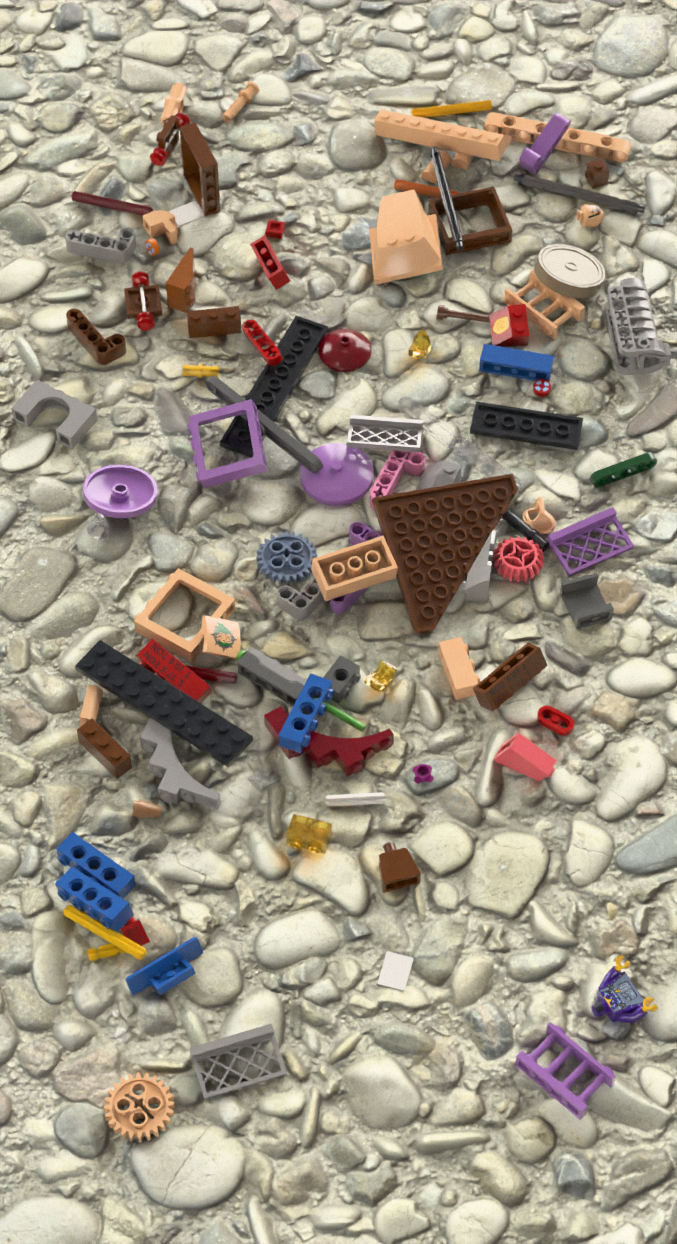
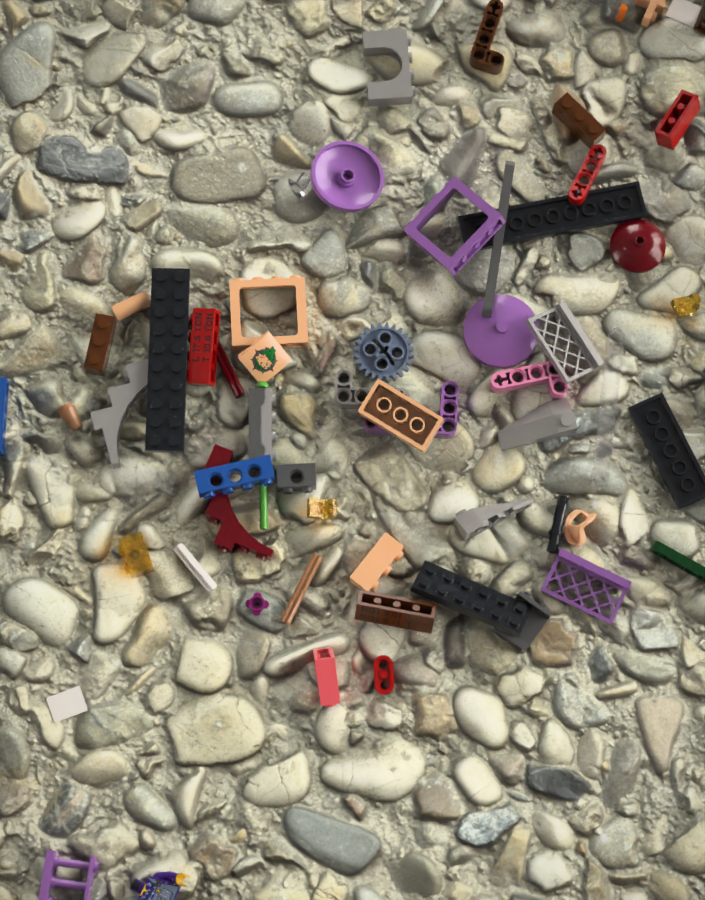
camera: 50 degrees right, 20 degrees up
(143, 301) = (557, 48): reddish brown plate -> none
(181, 284) = (596, 67): dark orange slope -> none
(200, 371) = (521, 147): yellow pin -> none
(397, 868) = (153, 643): reddish brown torso -> none
(436, 735) = (301, 589): none -> medium nougat axle
(437, 539) = (490, 459): reddish brown plate -> none
(521, 554) = (513, 551): coral gear -> none
(540, 619) = (471, 598): none -> black plate

